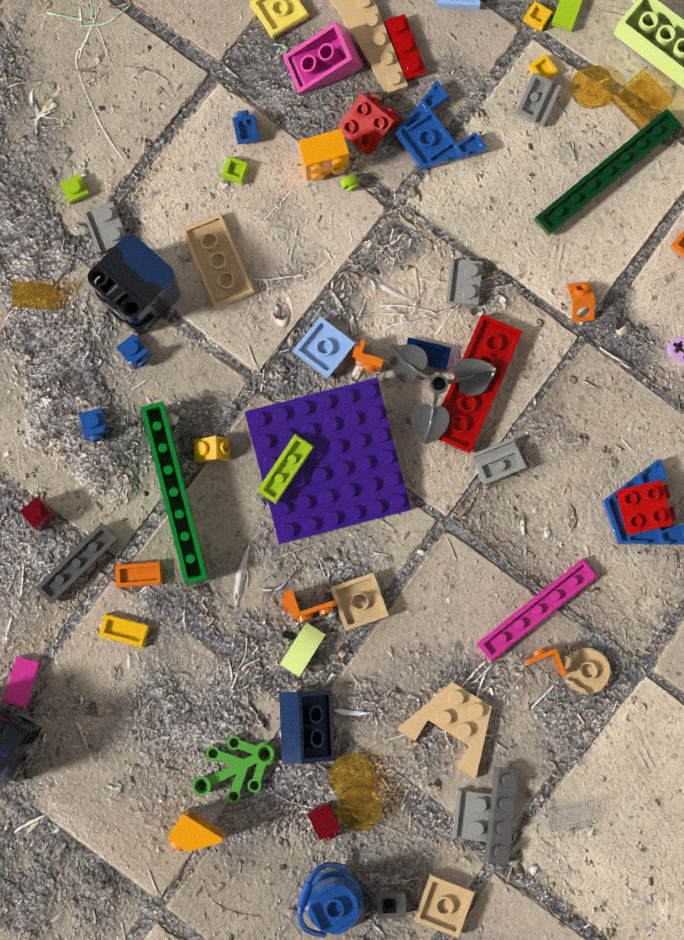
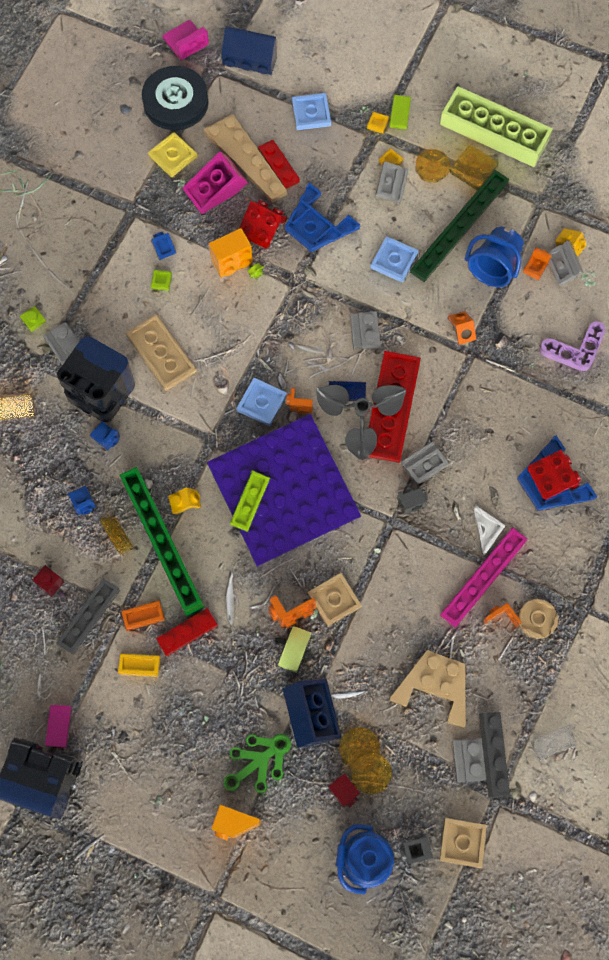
camera: 10 degrees left, 10 degrees down
(125, 474) = (116, 534): none -> clear yellow slope
(184, 604) = (186, 632): none -> red plate
(474, 503) = (412, 500): none -> dark grey brick
(518, 200) = (394, 259): none -> light blue plate
(554, 553) = (488, 528): none -> white tile
(641, 224) = (496, 257): none -> blue piece

